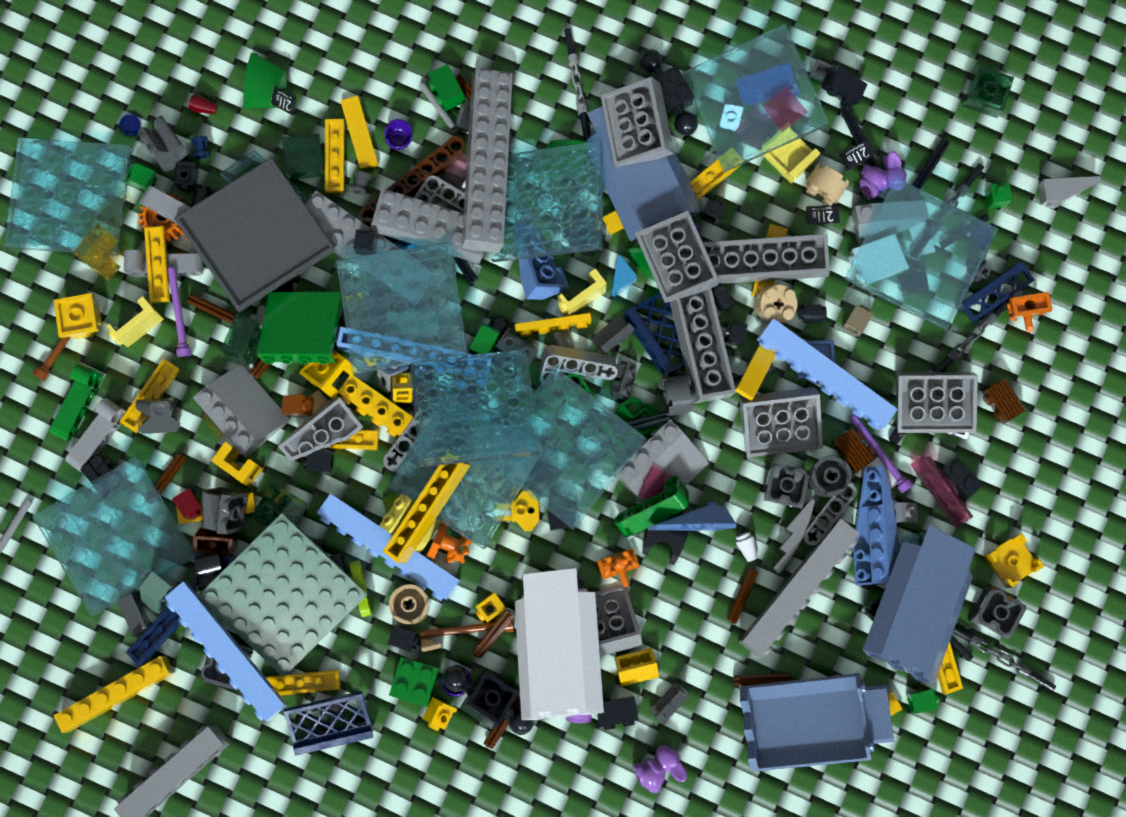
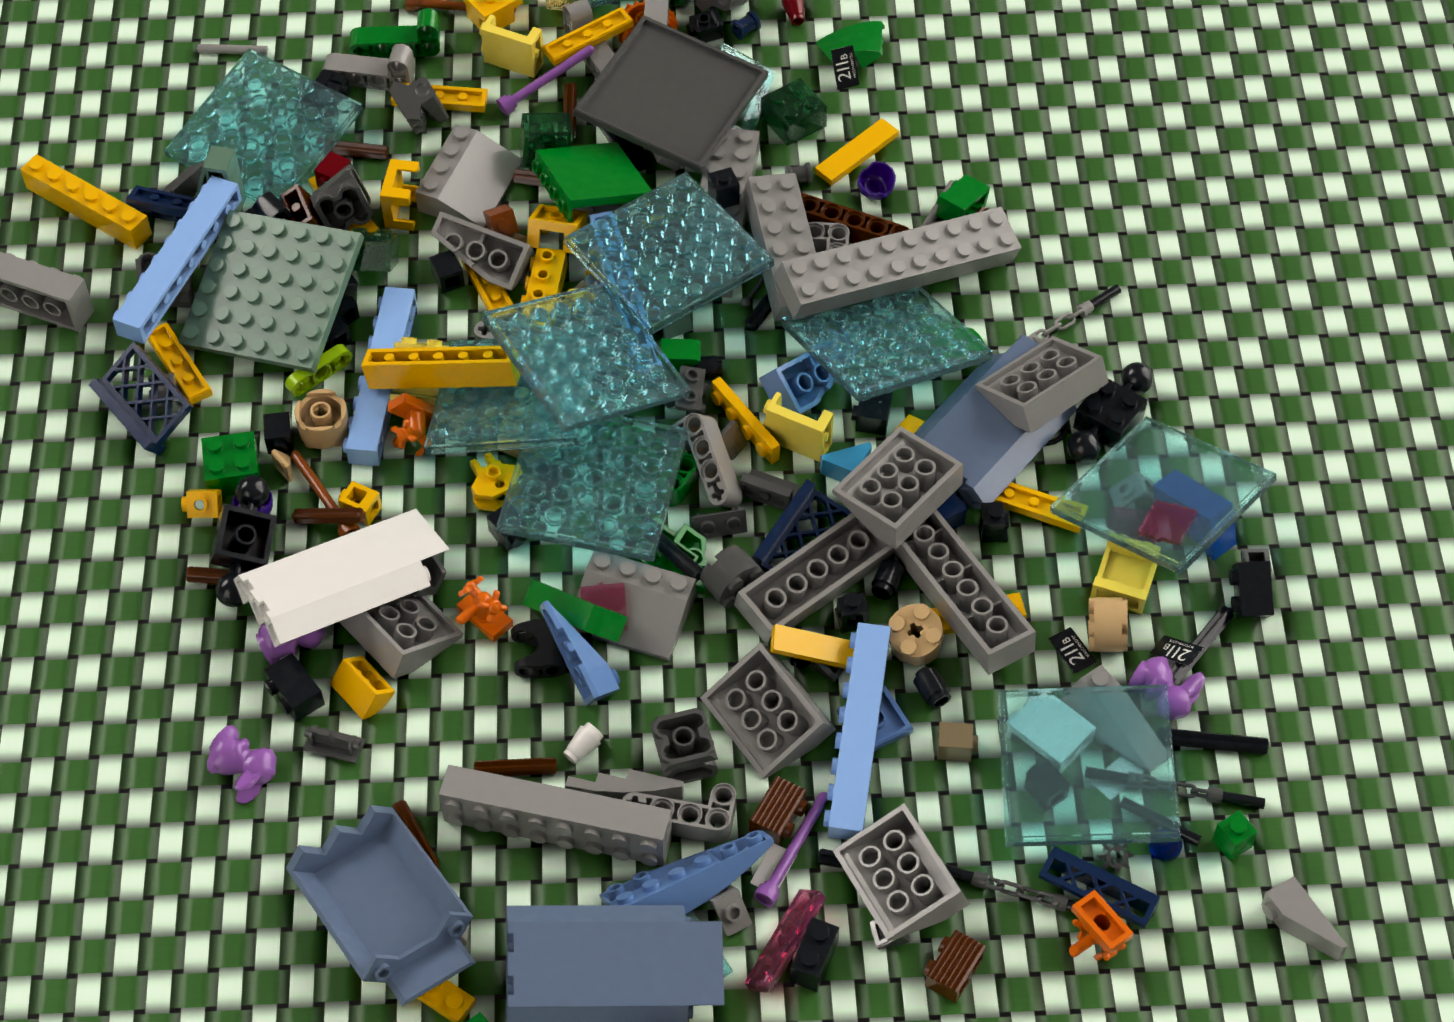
camera: 65 degrees right, 25 degrees down
(334, 156) = (814, 139): yellow plate -> none
(834, 466) = (720, 777): dark grey brick -> none
(988, 91) = (1366, 759): clear green brick -> none

